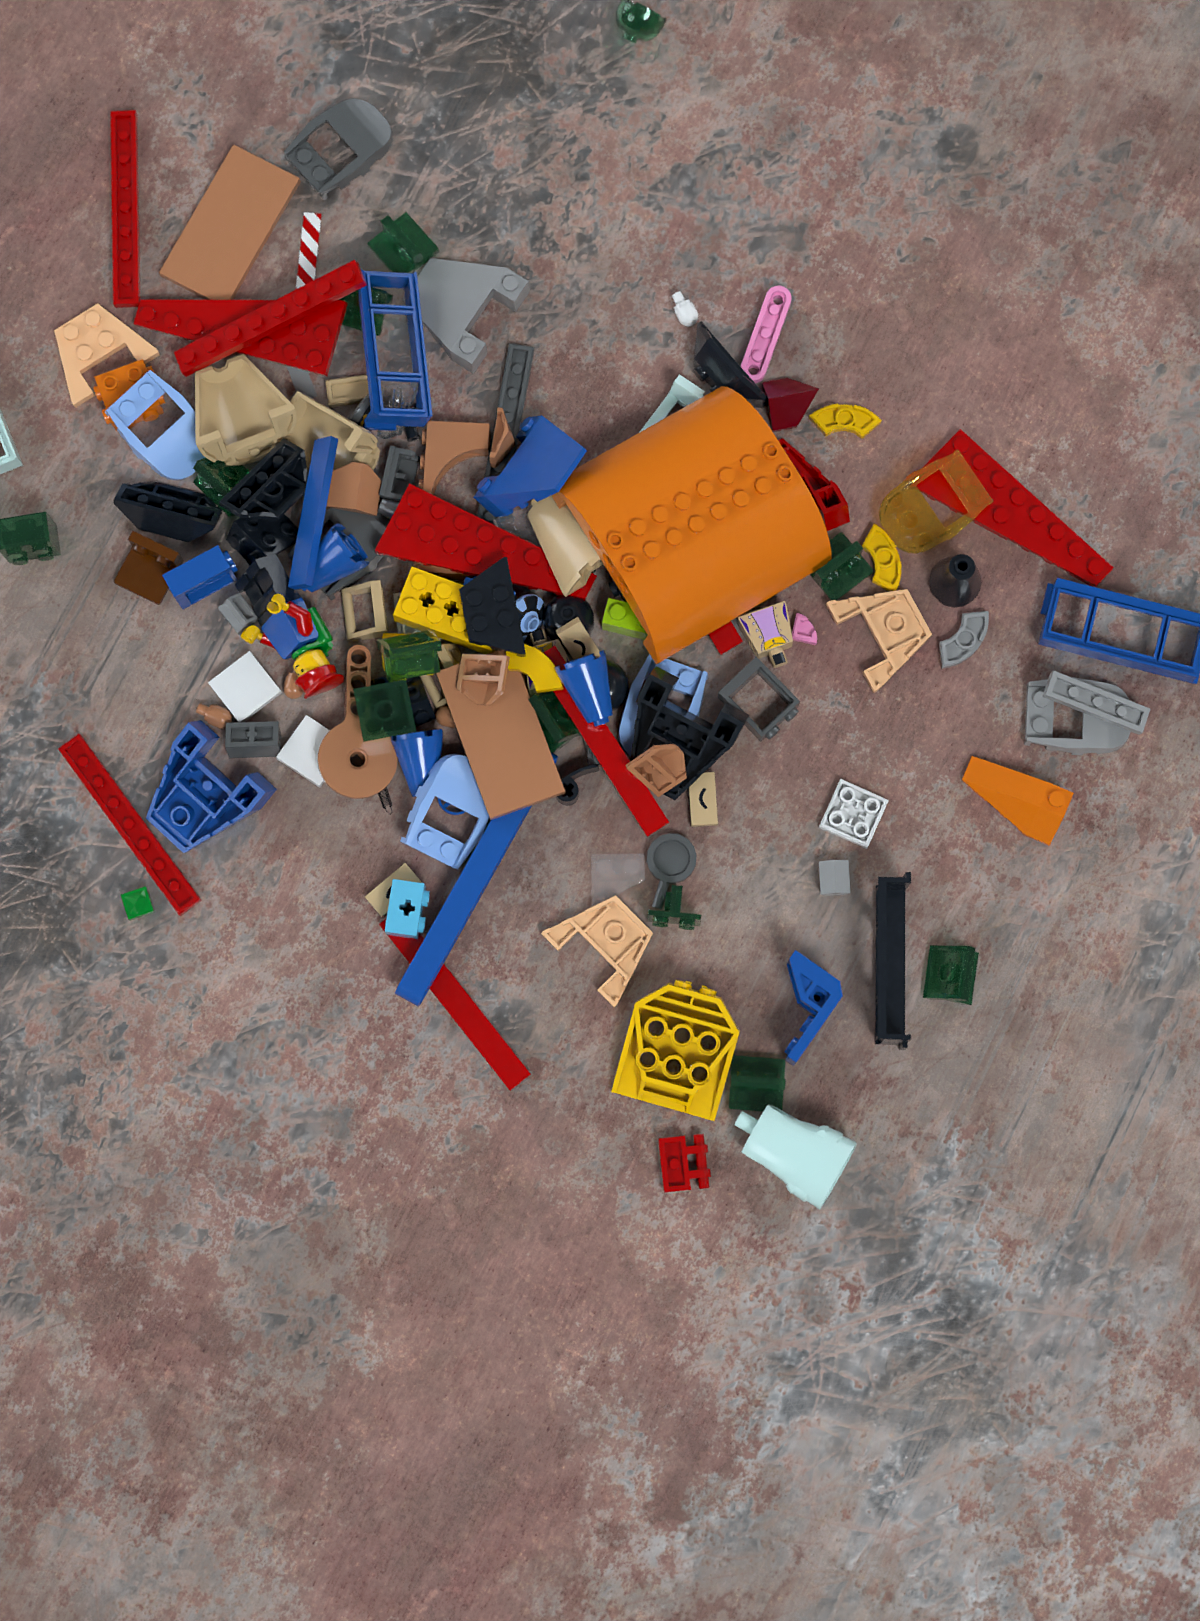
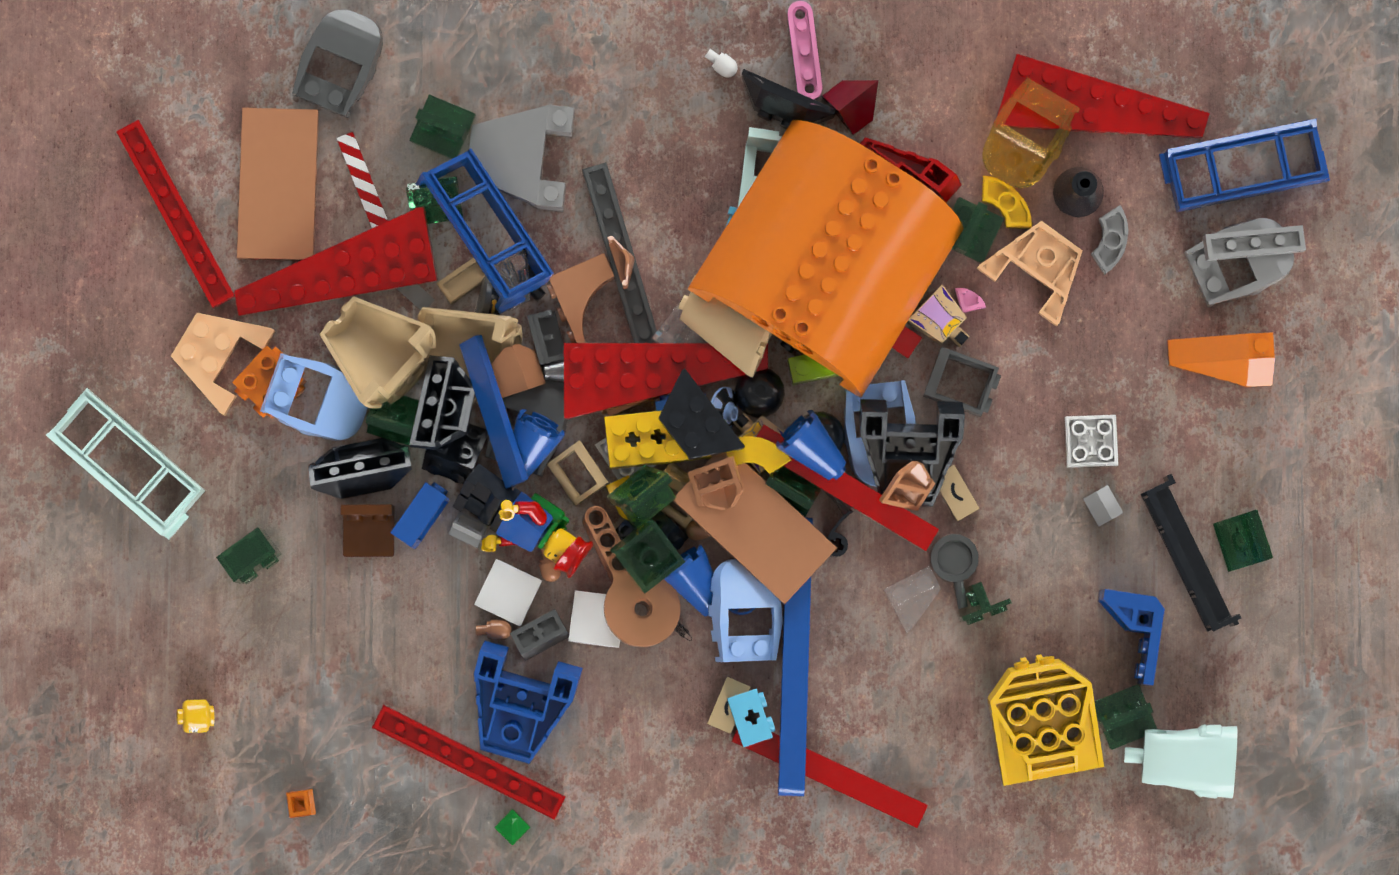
camera: 30 degrees left, 5 degrees up
(270, 318) = (364, 255): red plate -> none
(535, 469) = (672, 277): blue wedge -> none
(577, 639) = (780, 409): tan tile -> none
(614, 934) = (938, 649): light nougat wing -> none
(675, 1163) = (1090, 821): red plate -> none
(845, 418) = (910, 92): yellow tile -> none

